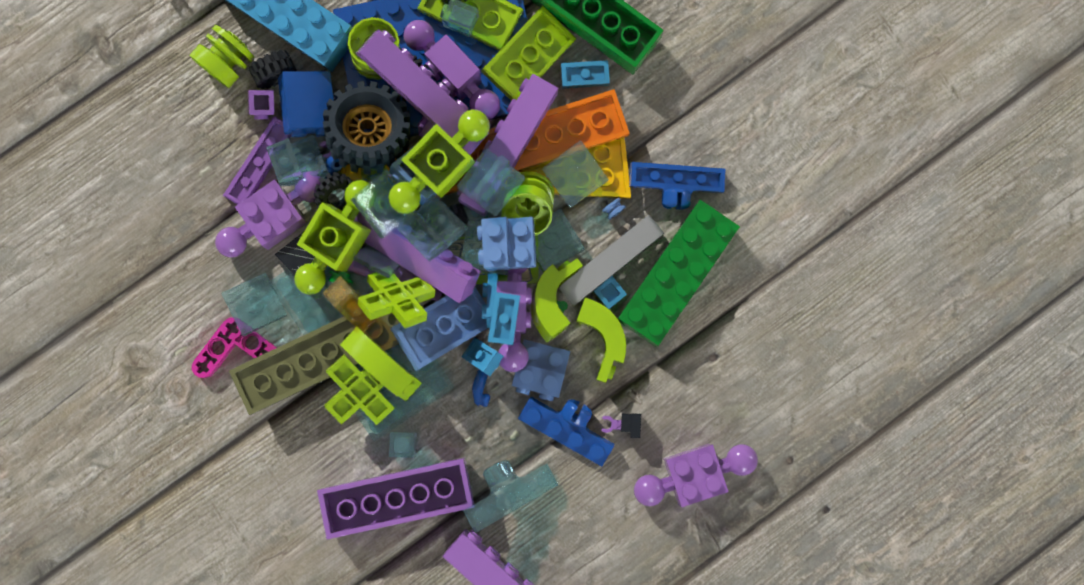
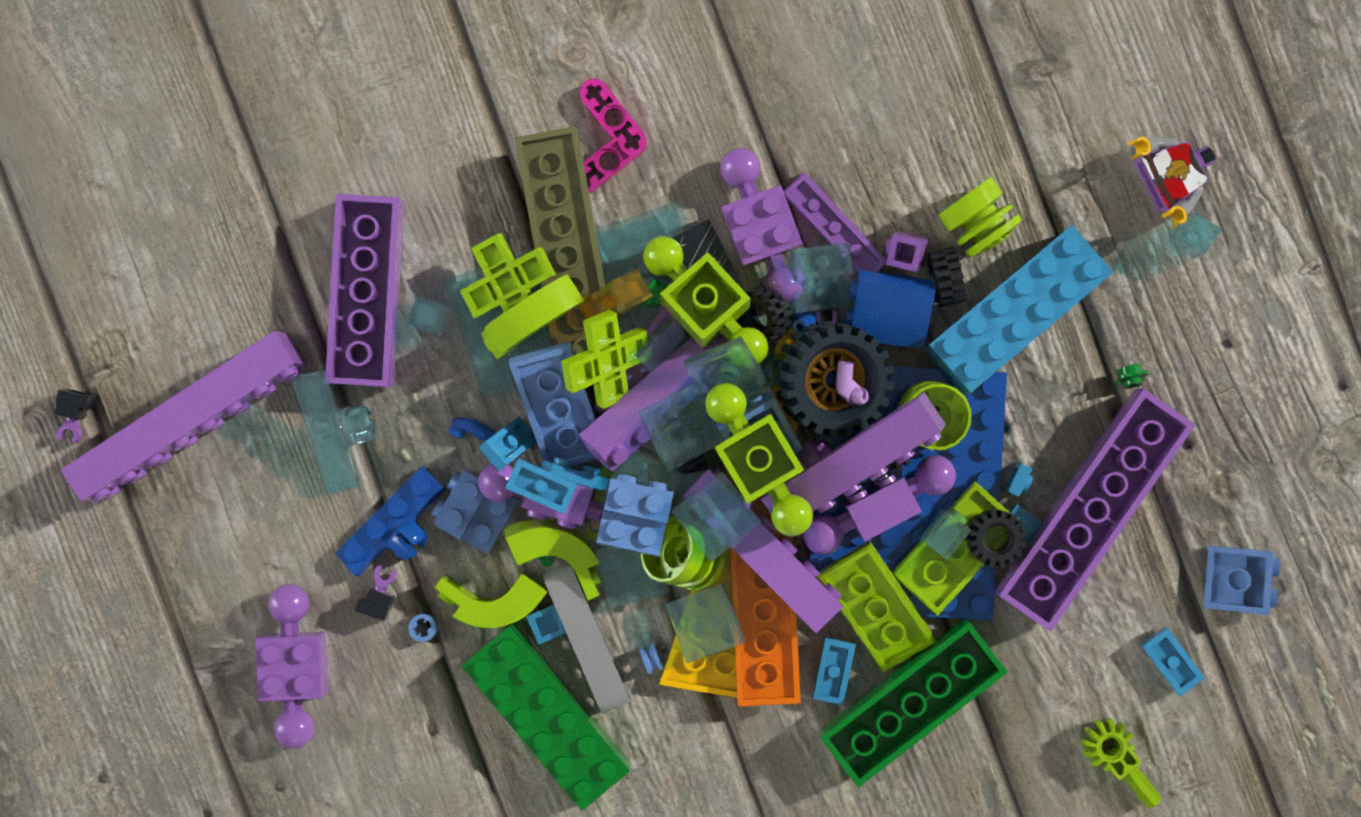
camera: 105 degrees right, 5 degrees up
(254, 304) = (654, 176): clear light blue tile -> none
(370, 114) = (847, 387): none -> lavender arm
(640, 377) = (415, 623): none -> medium blue bush
(677, 181) = (663, 747): blue plate -> none

